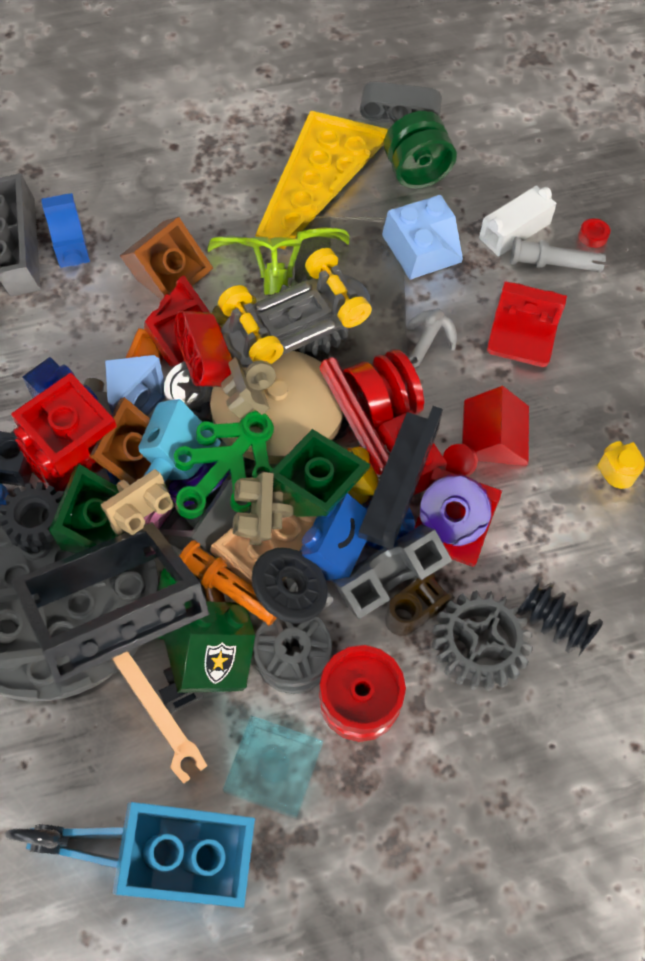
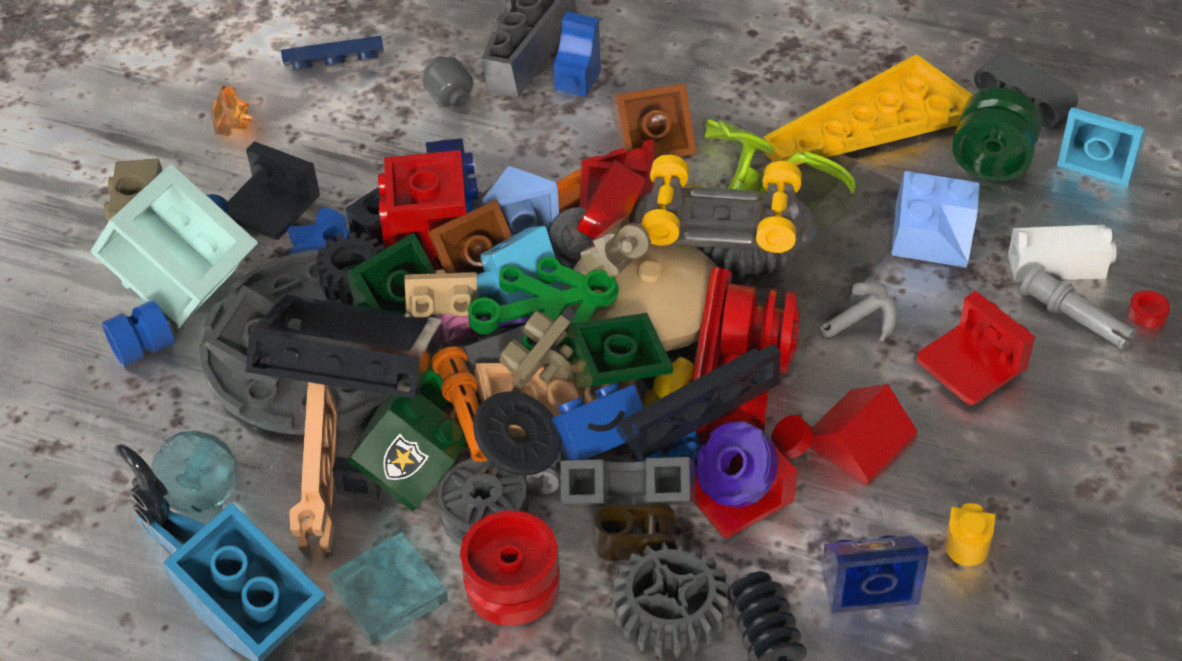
camera: 40 degrees right, 15 degrees down
(49, 778) = (195, 471): none -> clear light blue tile
(485, 126) = (1101, 146): none -> medium azure slope
(593, 529) = (874, 573): none -> clear blue slope

